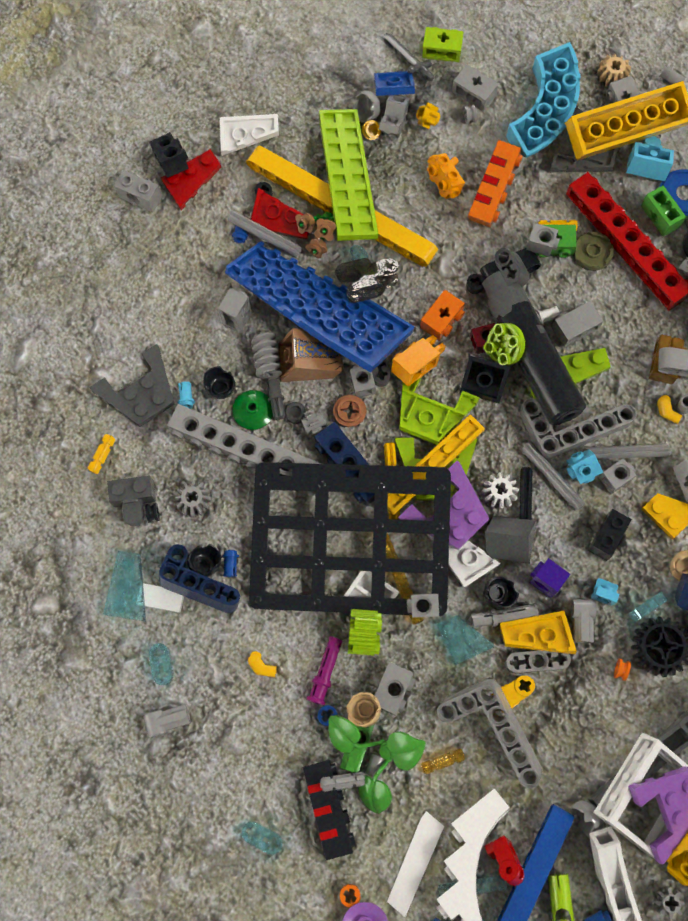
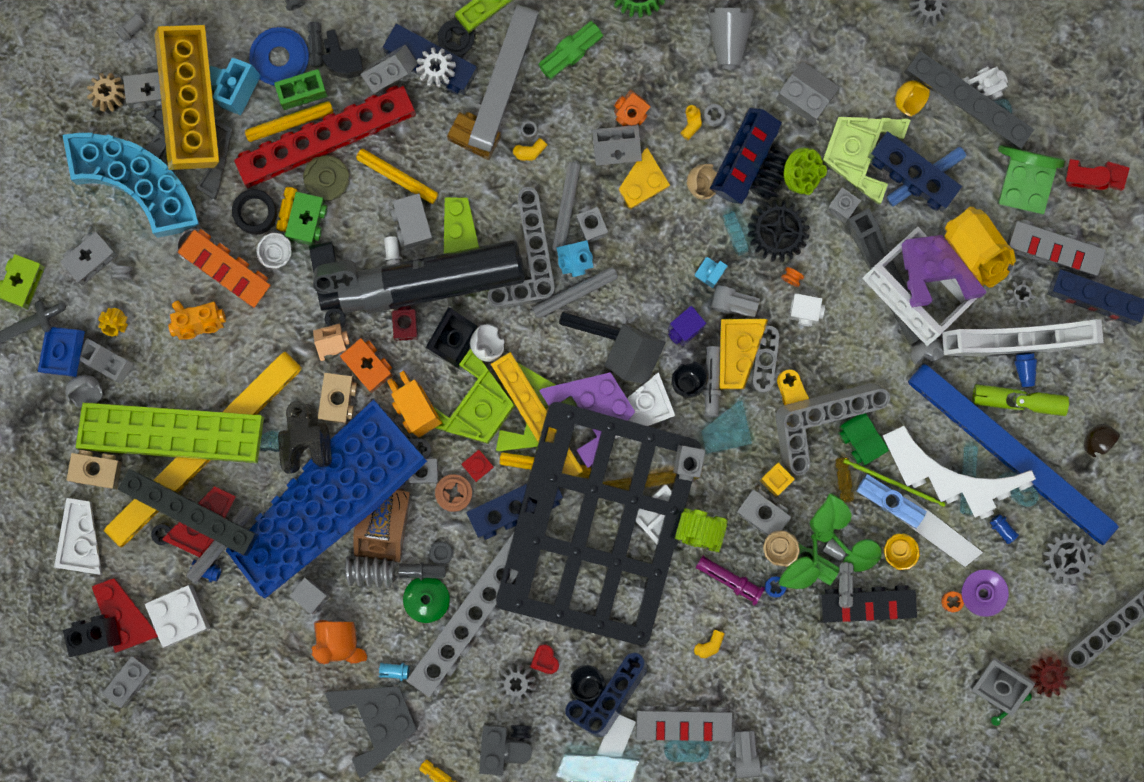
camera: 85 degrees left, 10 degrees up
(183, 656) = (683, 725): none -> light grey brick
(198, 215) = (177, 616): none -> white brick
(199, 340) = (336, 643): none -> orange piece
(218, 383) = (390, 630): black hair -> none
(219, 521) = (544, 660): none -> red tile
(230, 563) = (595, 657): blue pin -> none
(259, 843) = (876, 674): clear light blue beam -> none
(284, 199) = (188, 512): none -> pearl dark grey brick
(302, 119) = (80, 470): none -> tan brick
(313, 422) = (459, 535): light grey gear -> none
(325, 229) = (237, 473): medium nougat plant -> none
(371, 130) = (113, 392): yellow plate -> none
(378, 426) = (477, 465): none -> red plate
(387, 832) = (901, 551): none -> yellow hair
(416, 290) = (337, 384): none -> tan brick
(427, 826) = (904, 509): none -> light blue piece
(428, 694) = (776, 479): none -> yellow brick
(451, 812) = (893, 482): none -> lime piece
(455, 280) = (330, 340): none -> light nougat brick
(486, 770) = (863, 439): none -> green brick
(487, 408) = (486, 343): none -> white hair
(492, 488) = (580, 360): white gear -> none
(505, 343) = (425, 307): lime tile -> none
(510, 866) = (951, 439): red leg -> none
(520, 221) = (274, 250): none -> white hair
(543, 232) = (309, 244): light grey brick -> none
(548, 187) = (241, 200): none -> black tyre
(595, 689) = (806, 309): none -> white brick
(609, 534) = (653, 251): black brick -> none
(612, 306) = (396, 175): none -> yellow axle
(632, 210) = (288, 121): none -> yellow axle

